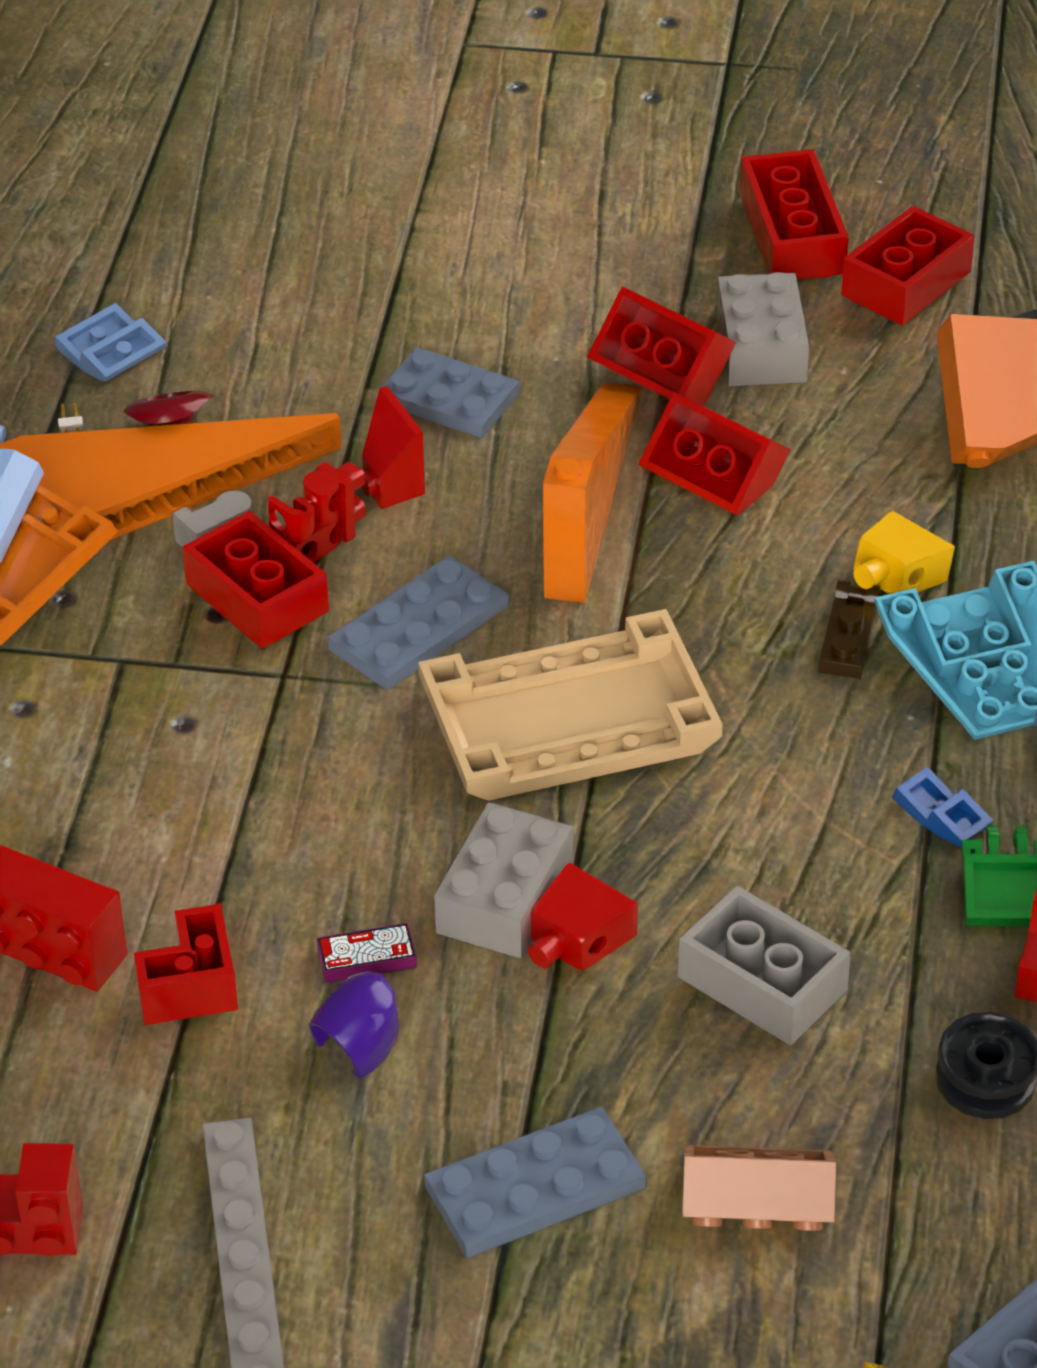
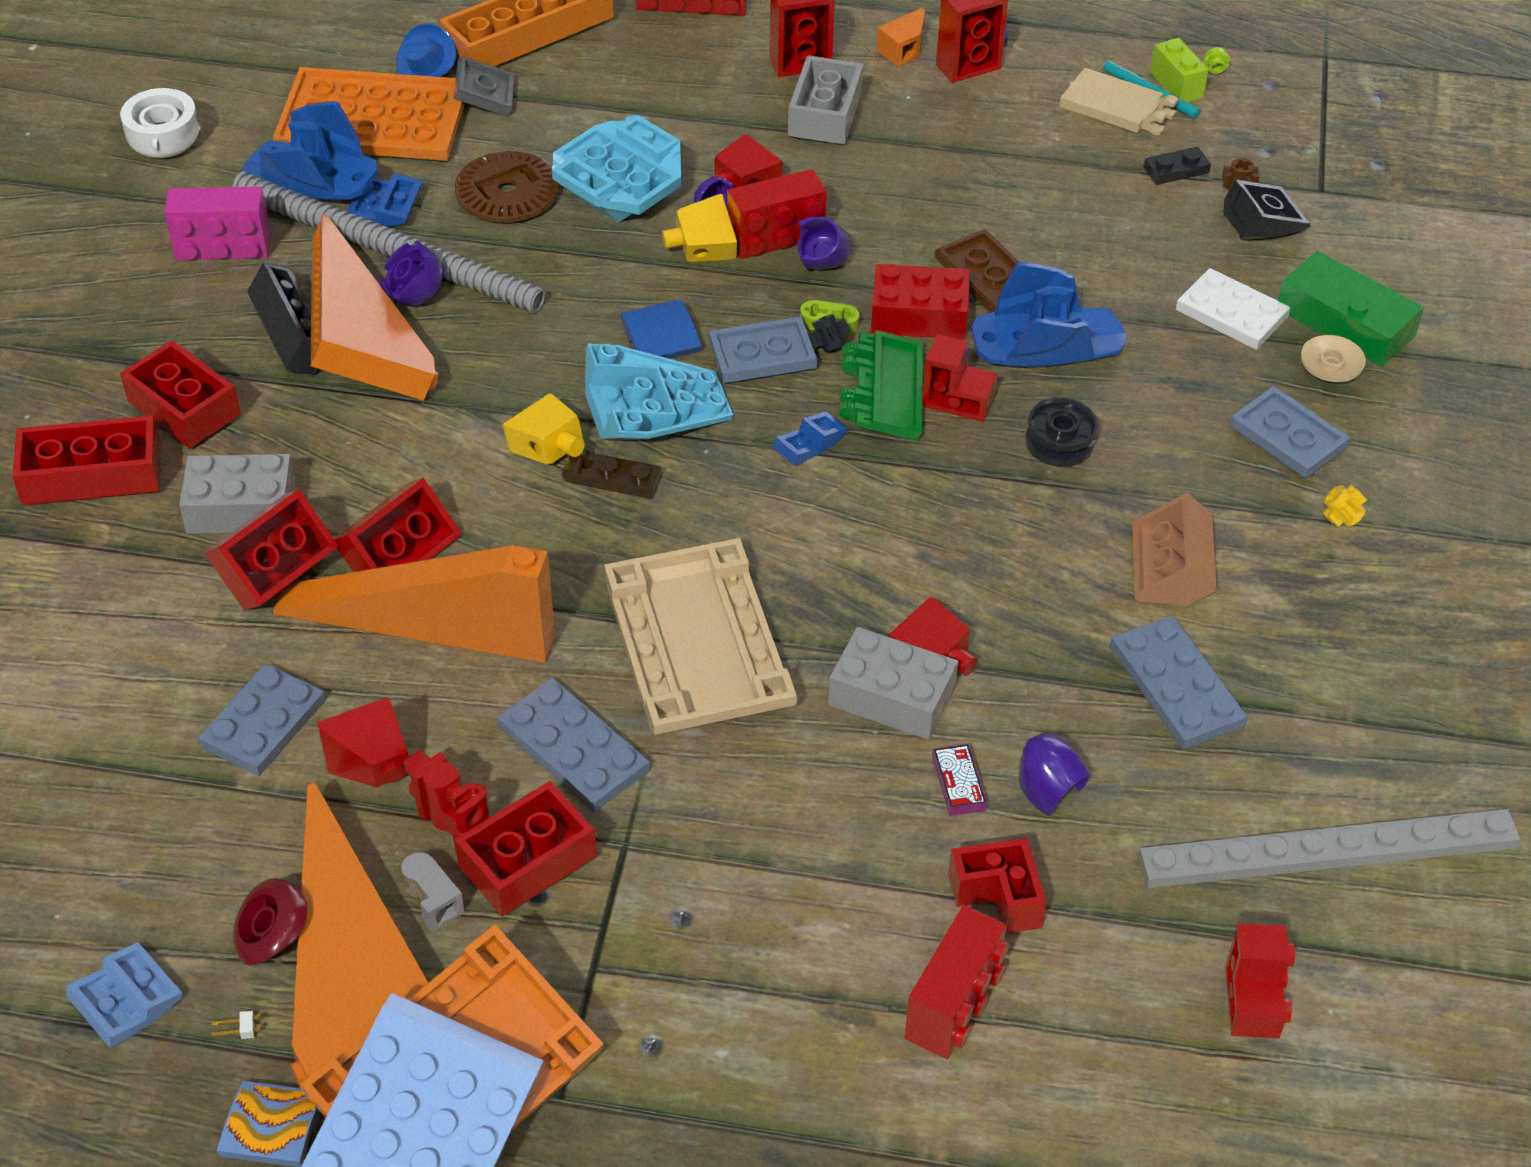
camera: 90 degrees left, 5 degrees up
(763, 965) = (983, 533): light grey brick -> none

